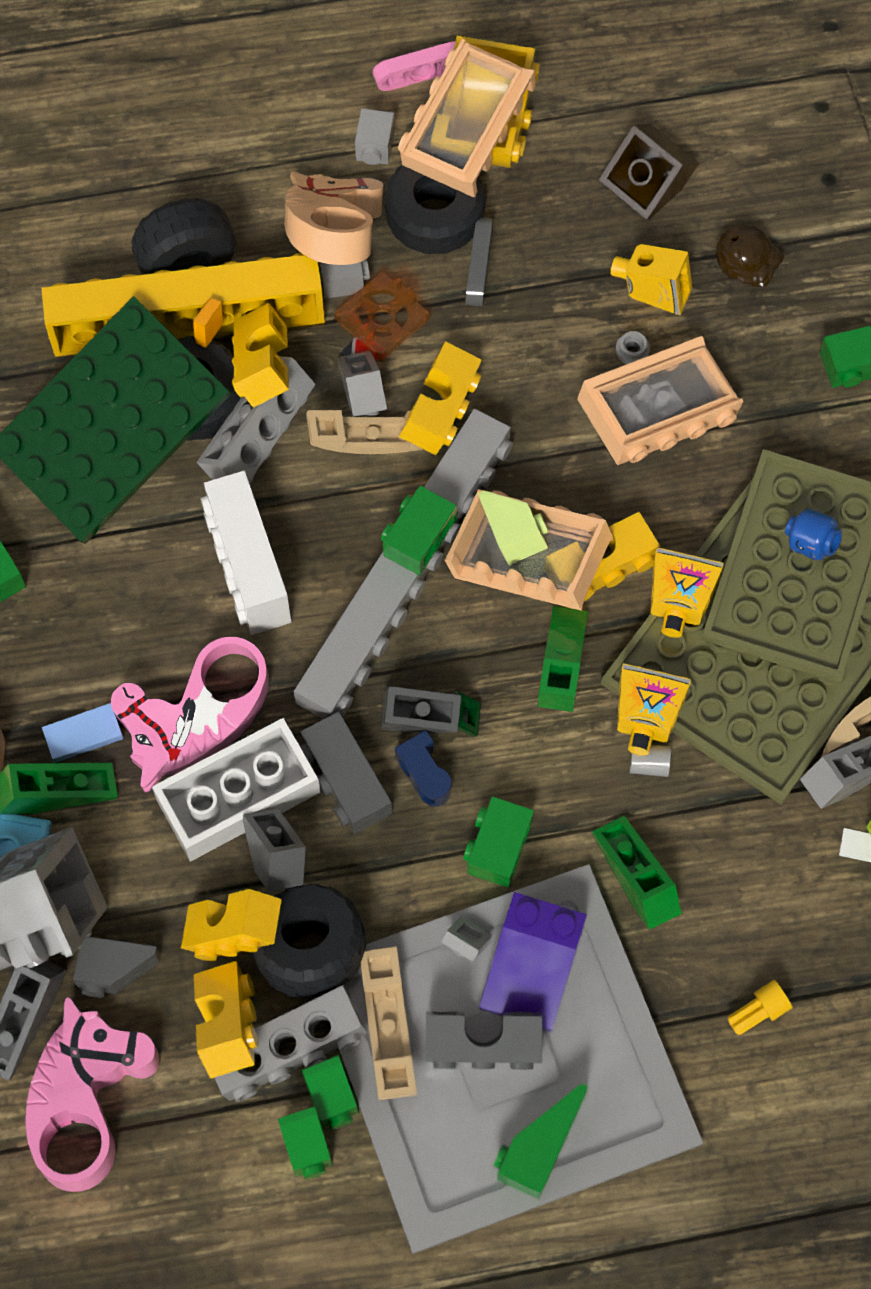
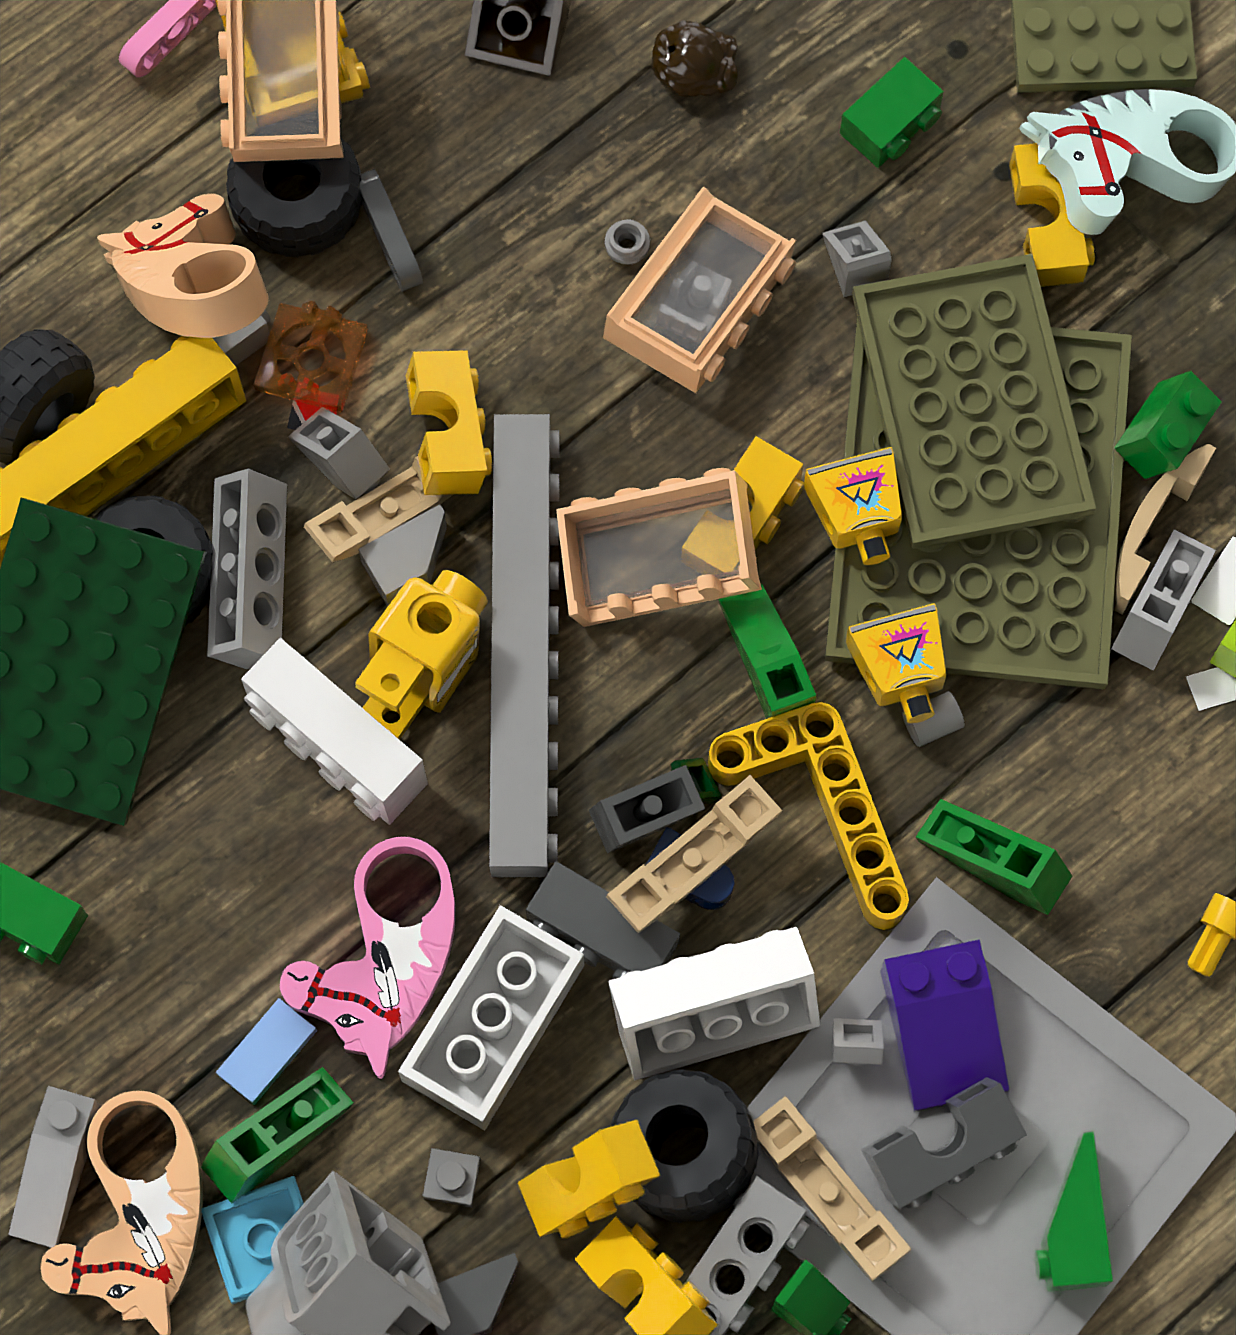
camera: 30 degrees left, 5 degrees up
(150, 879) = (451, 1177): none -> light grey plate
(208, 322) = (124, 480): light orange tile -> none
(257, 367) = (218, 503): yellow arch -> none
(274, 849) = (586, 1064): dark grey slope -> none
(336, 530) = (421, 648): none -> yellow piece
(365, 470) = (405, 553): none -> light grey slope
(374, 136) = (171, 141): light grey brick -> none
(385, 859) = (715, 1002): none -> white brick
(418, 530) = (522, 596): green brick -> none
(431, 757) = (694, 855): none -> tan slope
(499, 841) = (823, 906): green brick -> none
(514, 526) = (627, 531): yellowish green slope -> none
(553, 773) = (832, 794): none -> yellow beam
(656, 276) = (606, 141): yellow torso -> none
(781, 433) = (857, 256): none -> light grey slope
(813, 534) = (972, 358): blue head -> none

